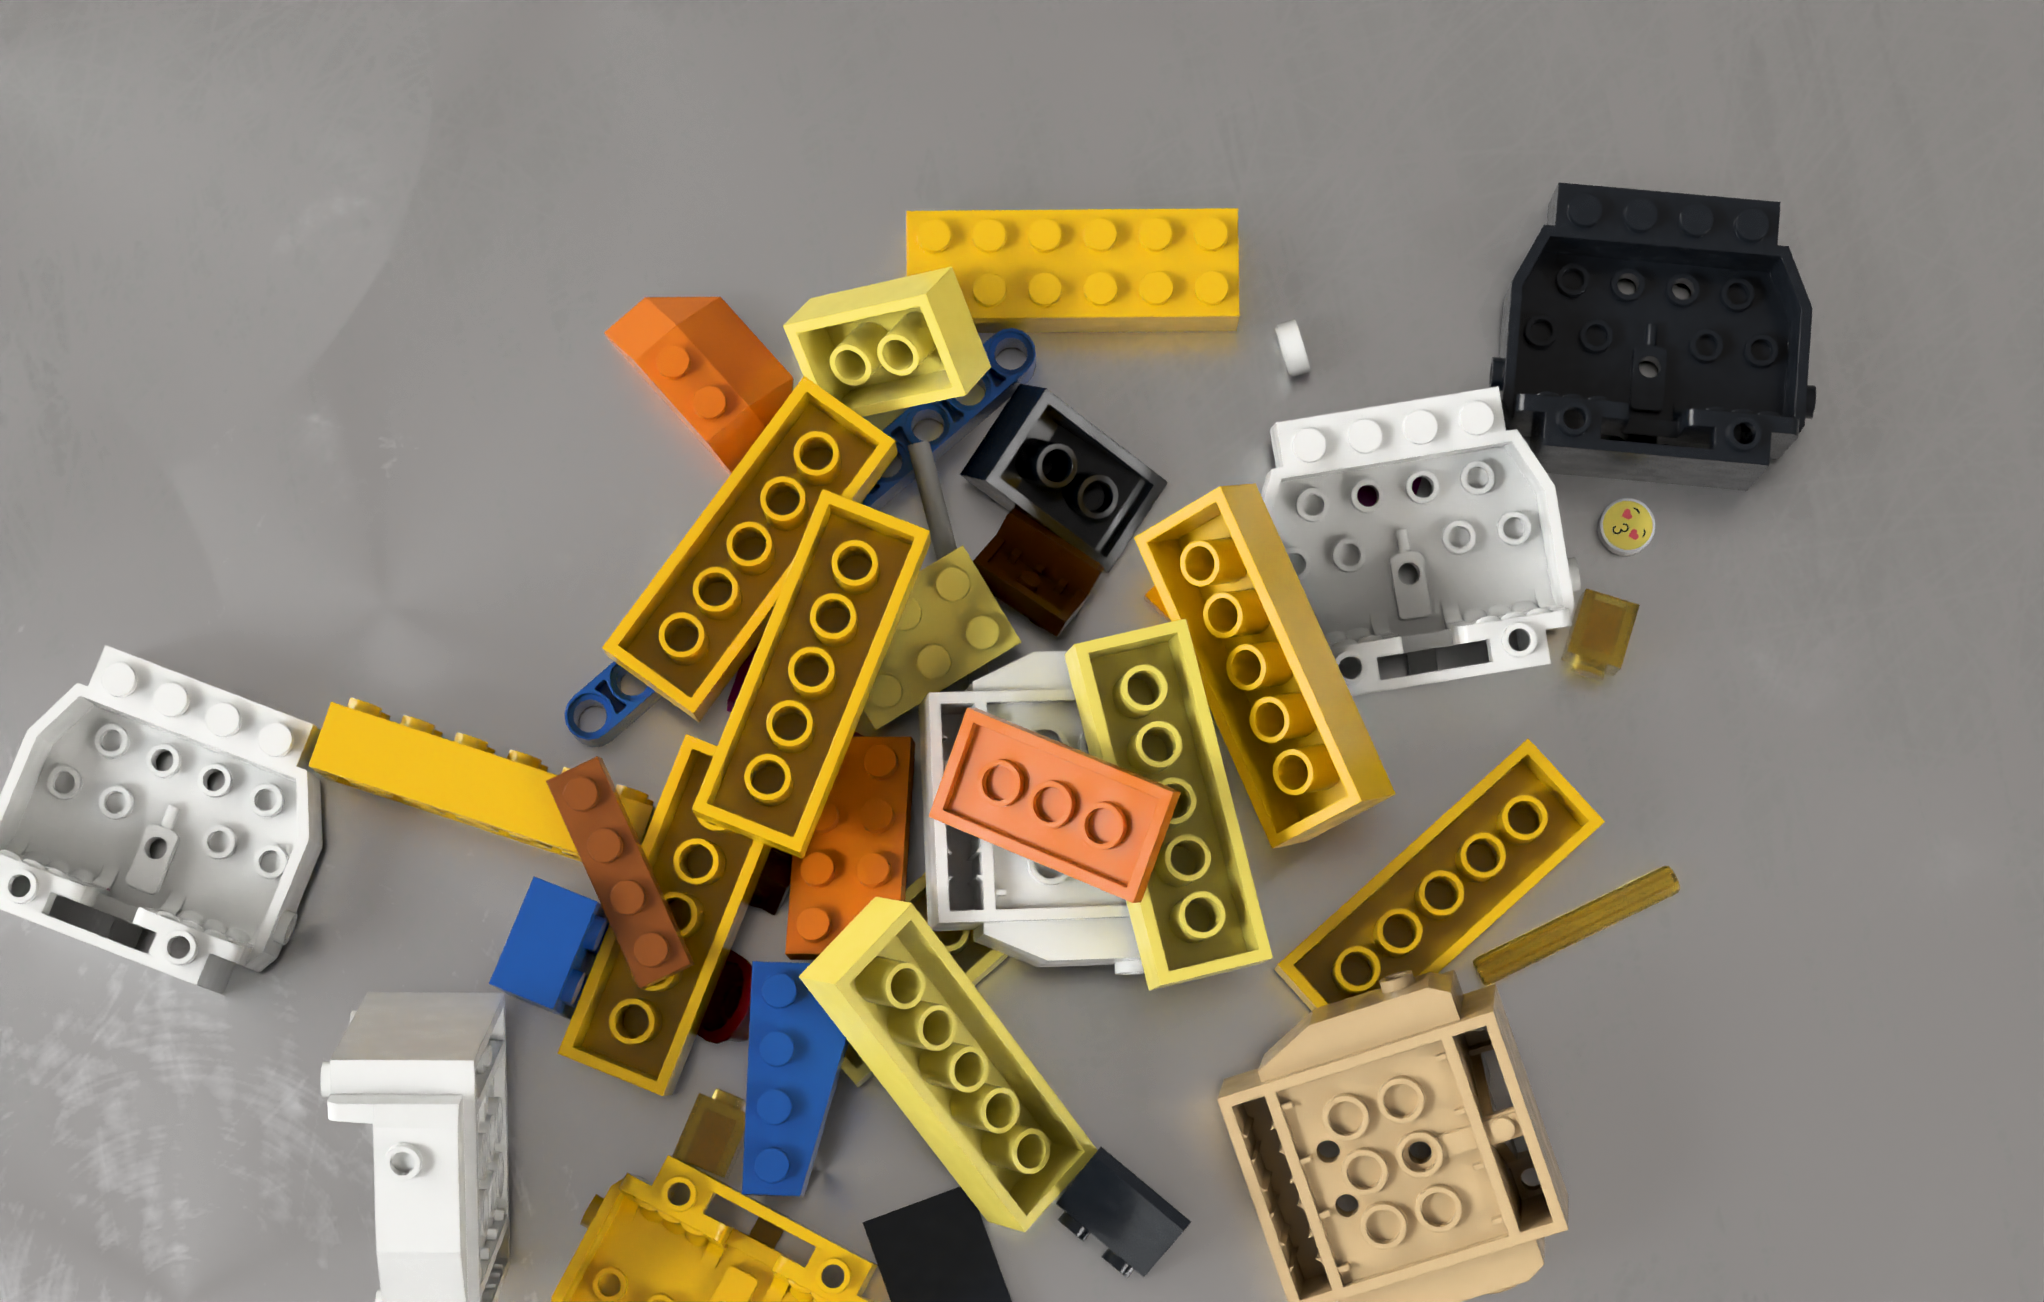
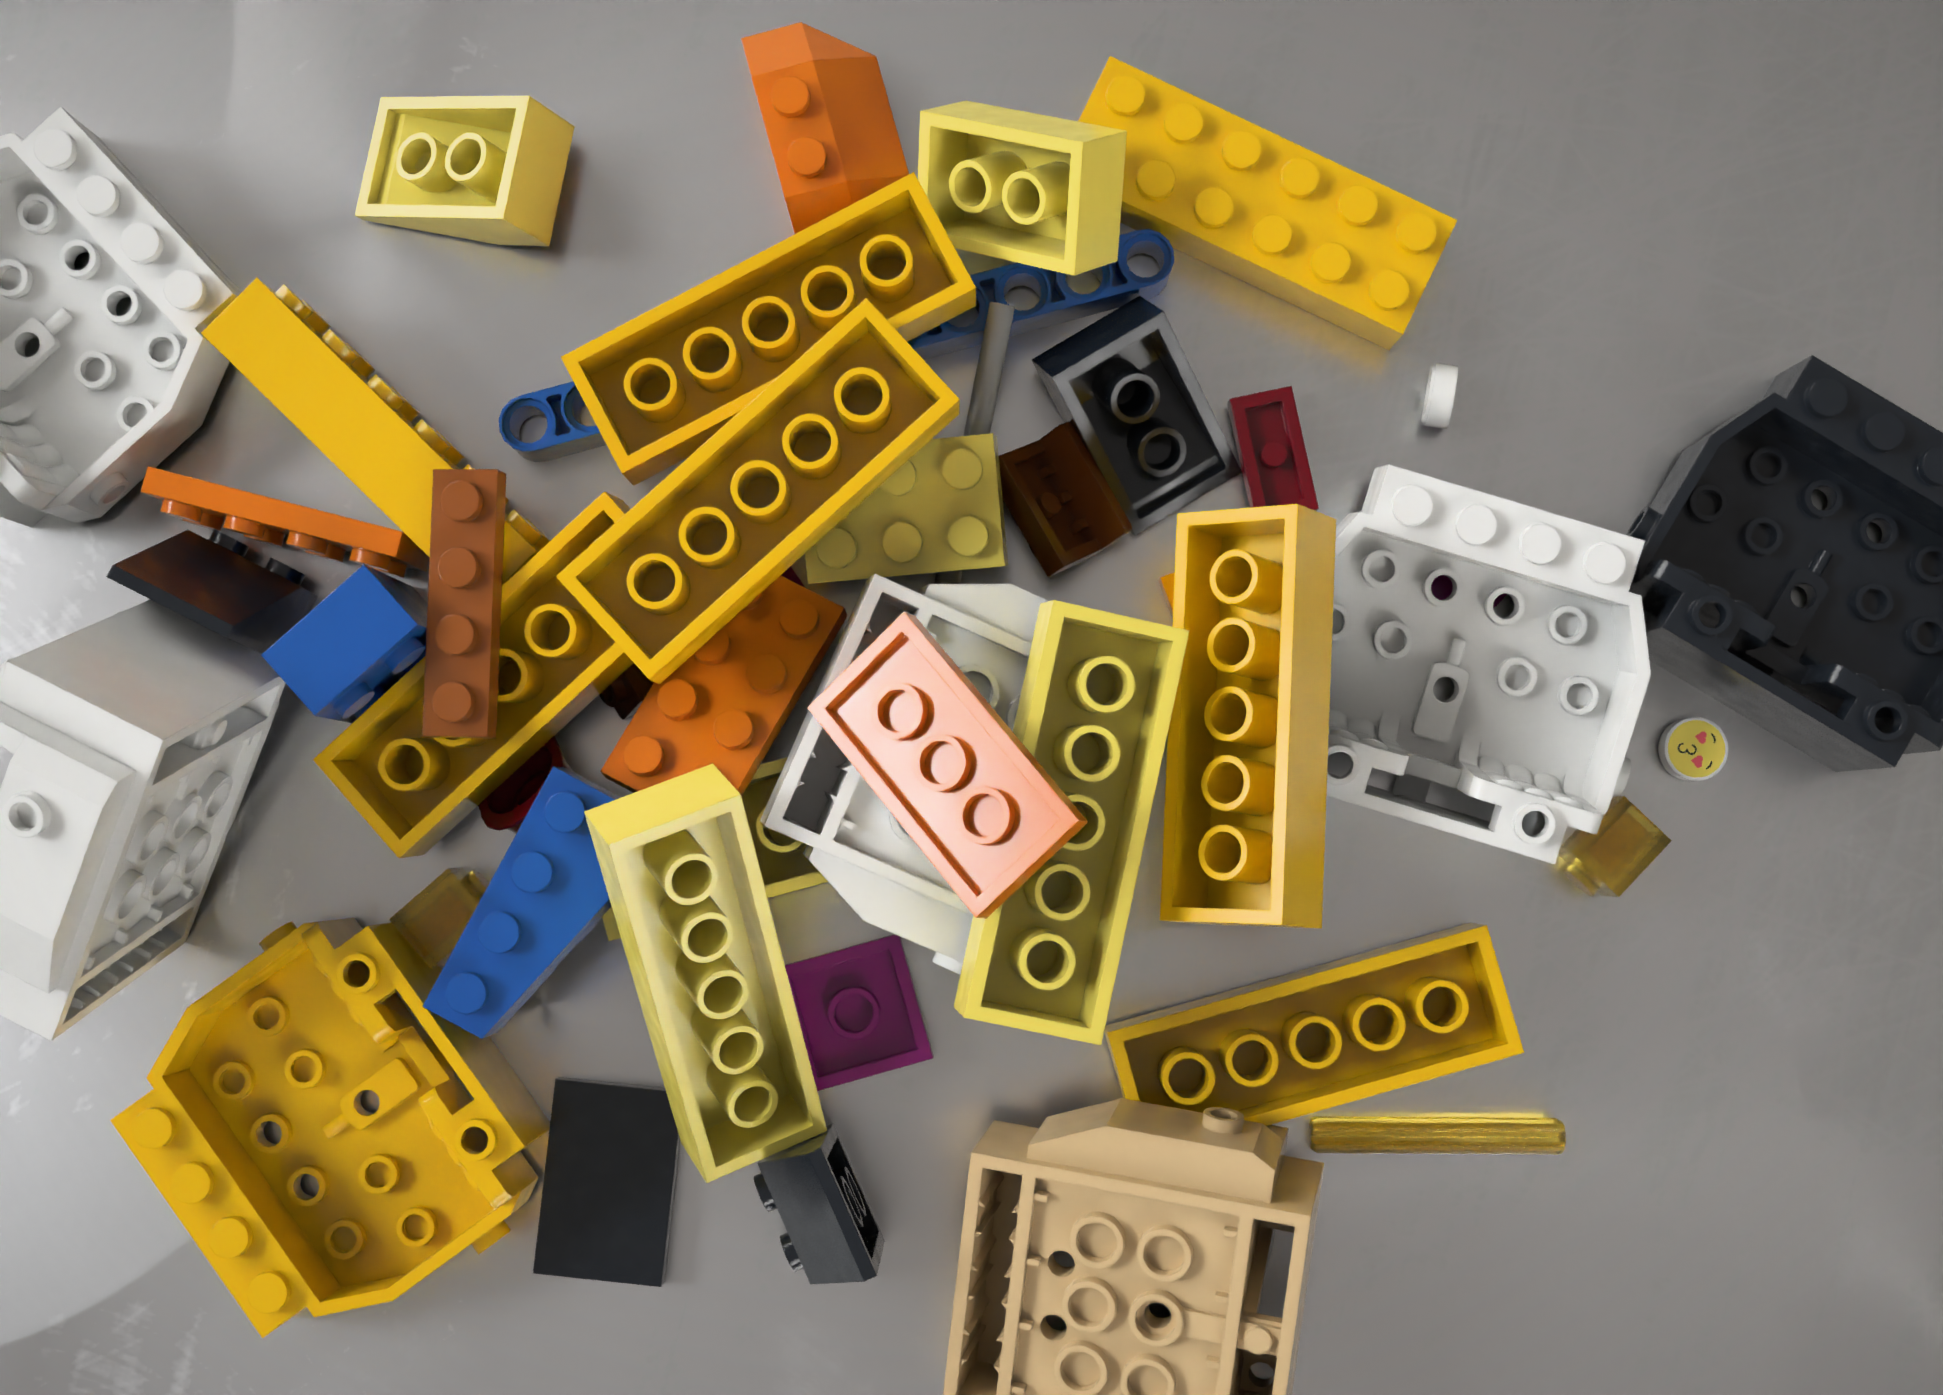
camera: 25 degrees right, 5 degrees up
(414, 959) = (219, 587): none -> black slope
(419, 888) = (273, 519): none -> orange plate
(437, 540) = (467, 167): none -> light yellow slope
(1080, 1047) = (858, 1012): none -> magenta plate
(1182, 452) = (1272, 449): none -> dark red plate

